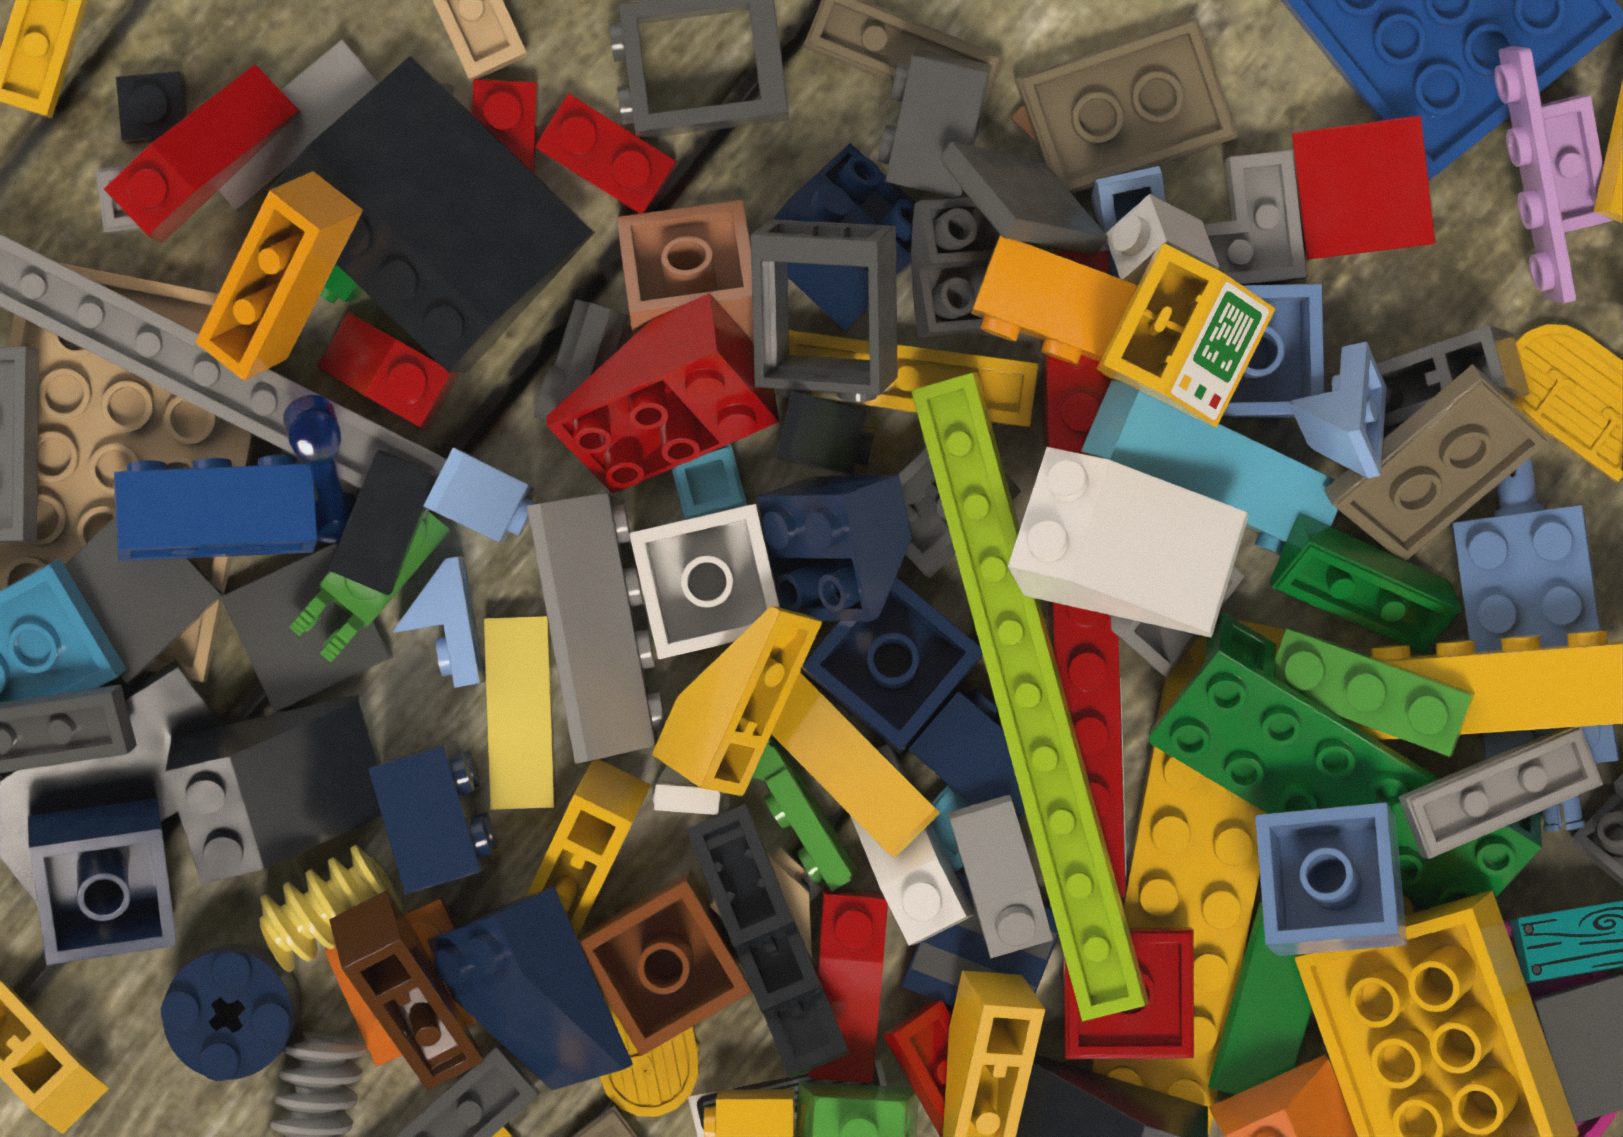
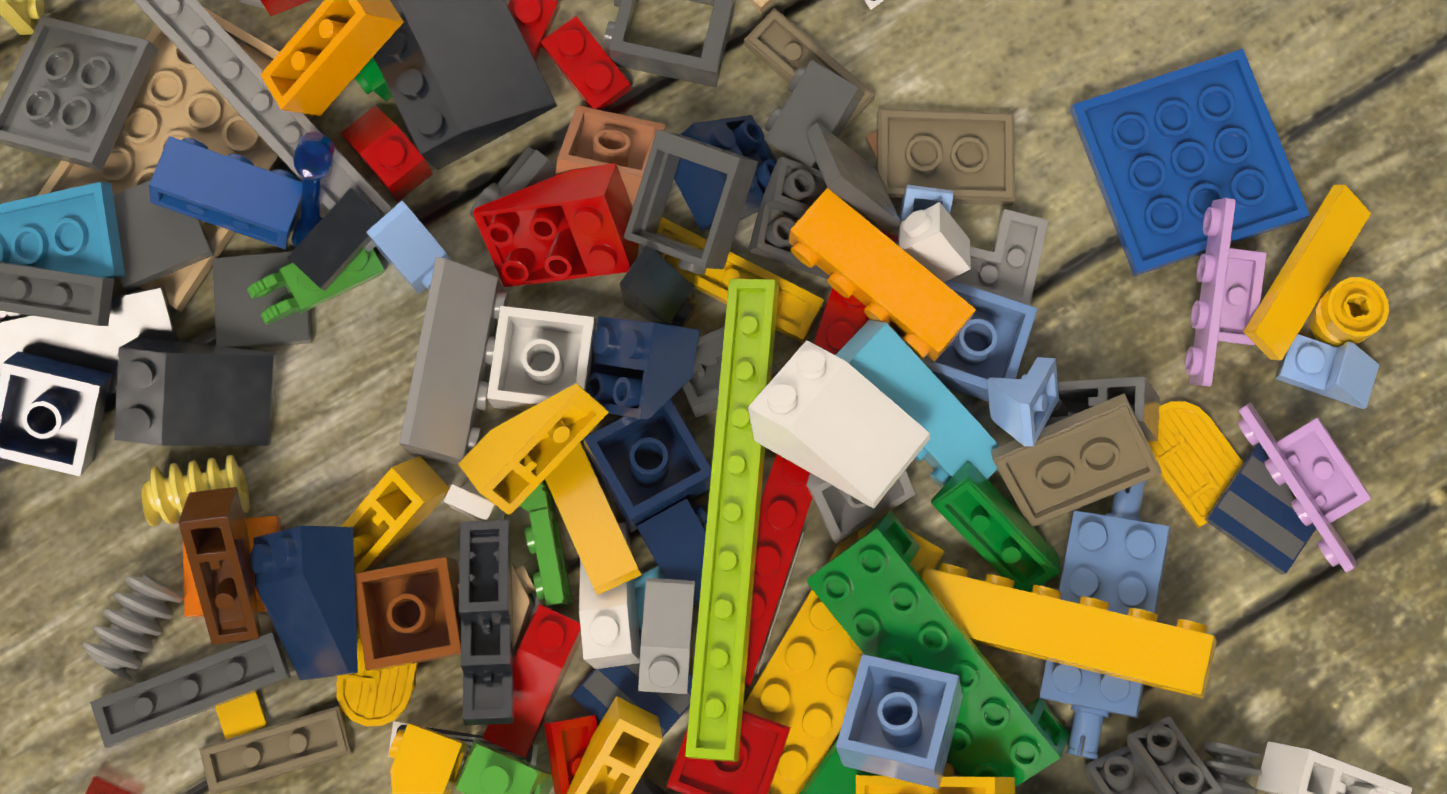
camera: 25 degrees right, 10 degrees down
(233, 1047) = (78, 524): dark blue brick -> none
(433, 816) = (291, 451): dark blue brick -> none
(449, 603) = (362, 318): light blue slope -> none
(519, 713) = (379, 412): light yellow tile -> none
(709, 484) = (572, 297): medium azure tile -> none
(1187, 335) = (930, 293): yellow slope -> none
(1364, 187) = (1089, 261): red tile -> none
(1373, 691) = (978, 600): bright green plate -> none
(1500, 791) = (1044, 704): light grey tile -> none

